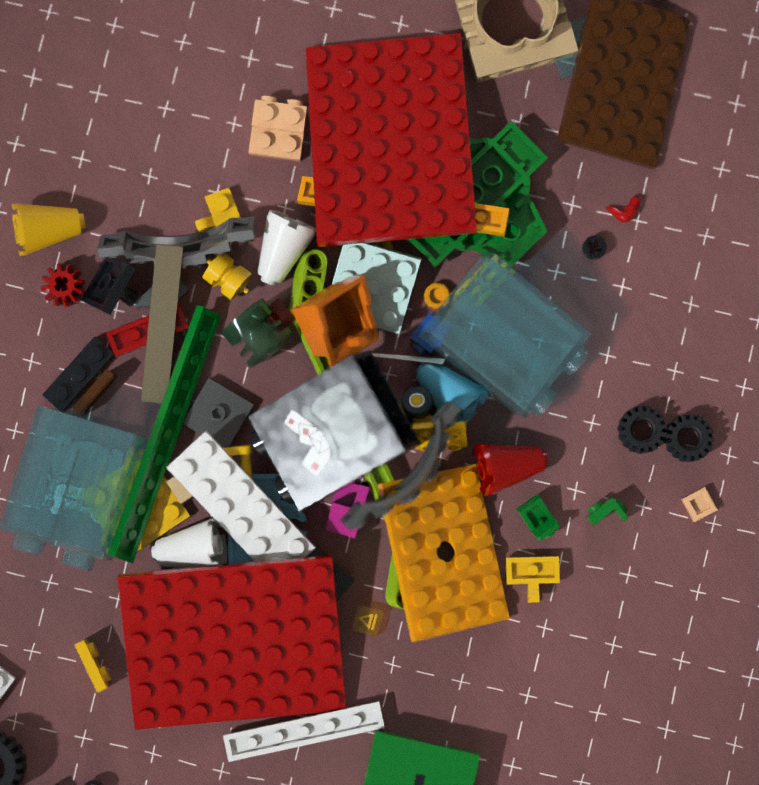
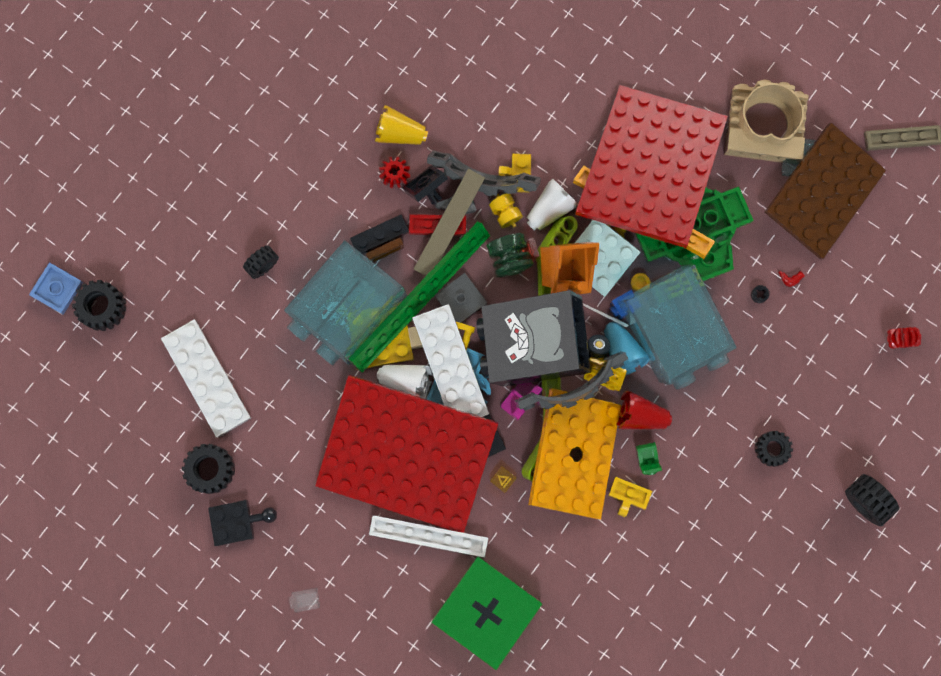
camera: 30 degrees right, 5 degrees down
(99, 675) = (307, 438): yellow plate -> none
(278, 128) = (579, 130): light nougat plate -> none
(600, 510) = (693, 471): green bracket -> none
(656, 422) = (755, 429): black tyre -> none
(699, 504) = (762, 497): light nougat tile -> none

